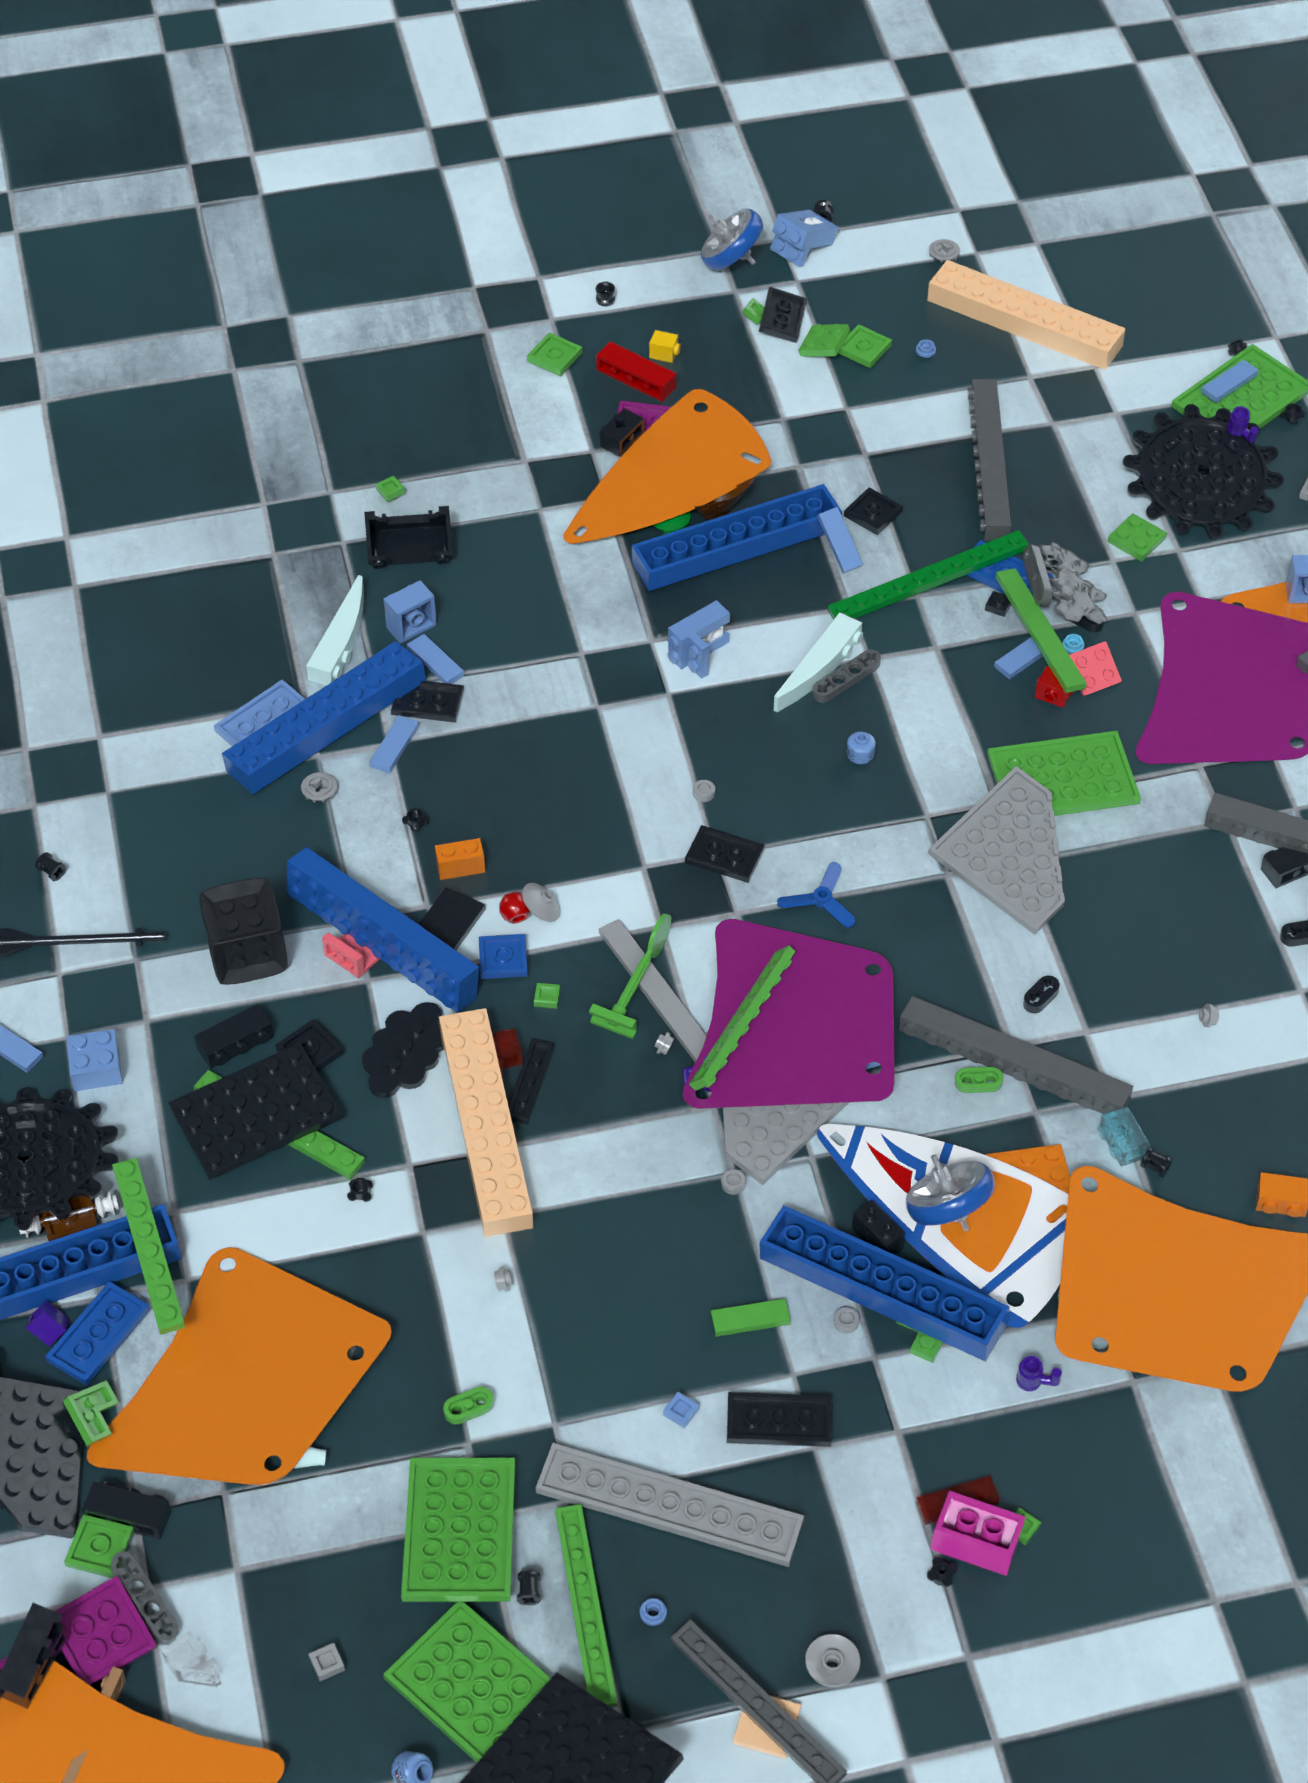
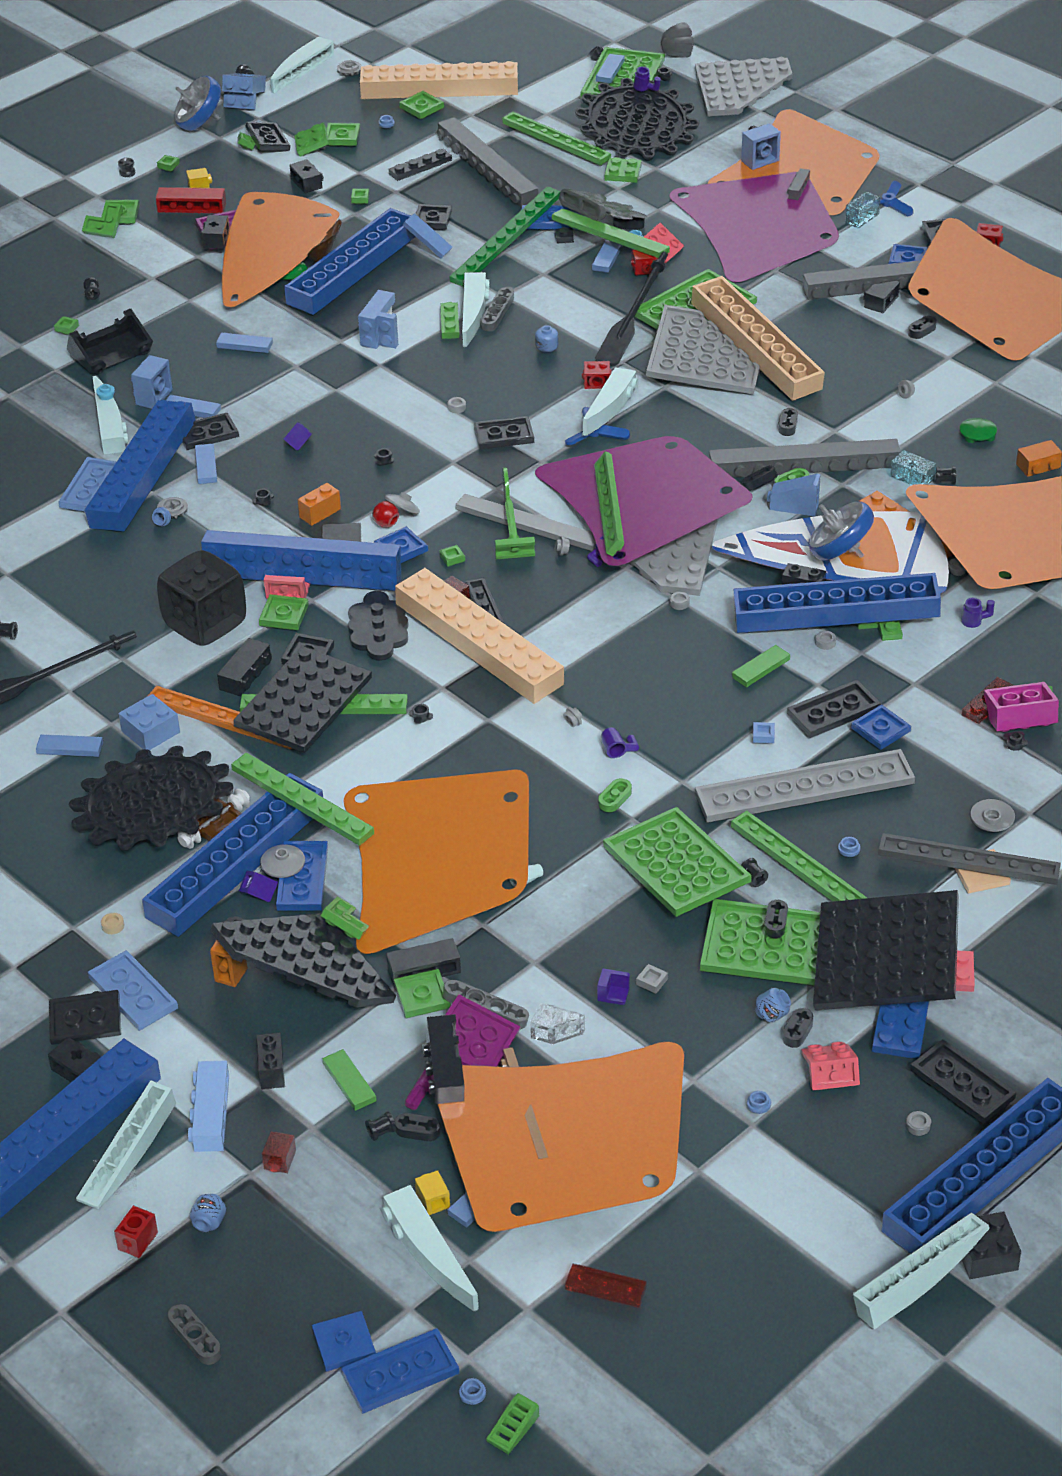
camera: 30 degrees left, 10 degrees down
(92, 1314) = (282, 861): none -> light grey dish
(153, 1058) = (203, 711): none -> orange tile
(280, 1650) = (613, 986): none -> dark purple panel
(297, 795) = (158, 520): none -> medium blue plate
(324, 984) = (283, 612): none -> bright green plate
(352, 604) = (105, 392): none -> medium azure plate
(449, 450) = (91, 288): none -> black bush
(493, 1660) = (780, 919): none -> black beam
(508, 754) = (298, 436): none -> dark purple panel
(517, 1338) = (615, 745): none -> dark purple piece
(525, 366) = (104, 225): none -> bright green plate
(550, 596) = (244, 342): none -> medium blue tile
(575, 826) = (383, 457): none -> black plate
(652, 306) = (168, 163): none -> bright green plate
(780, 391) = (306, 176): none -> black brick
(784, 666) = (449, 320): none -> bright green plate
(810, 1472) = (881, 727): none -> blue plate
(817, 445) = (360, 196): none -> bright green plate
(862, 868) = (610, 399): none -> light aqua slope
(879, 824) = (596, 374): none -> red head
(894, 222) = (302, 62): none -> light aqua slope
(918, 427) = (420, 164): none -> black plate
(943, 1060) = (760, 478): none -> black beam
(956, 774) = (624, 330): none -> black piece
(961, 1108) = (796, 495): none -> medium blue slope
(982, 340) = (421, 104): none -> bright green plate
(1087, 863) = (758, 338): none -> light nougat brick
(1095, 457) = (556, 138): none -> bright green plate
(1249, 1114) = (978, 430): none -> green dish

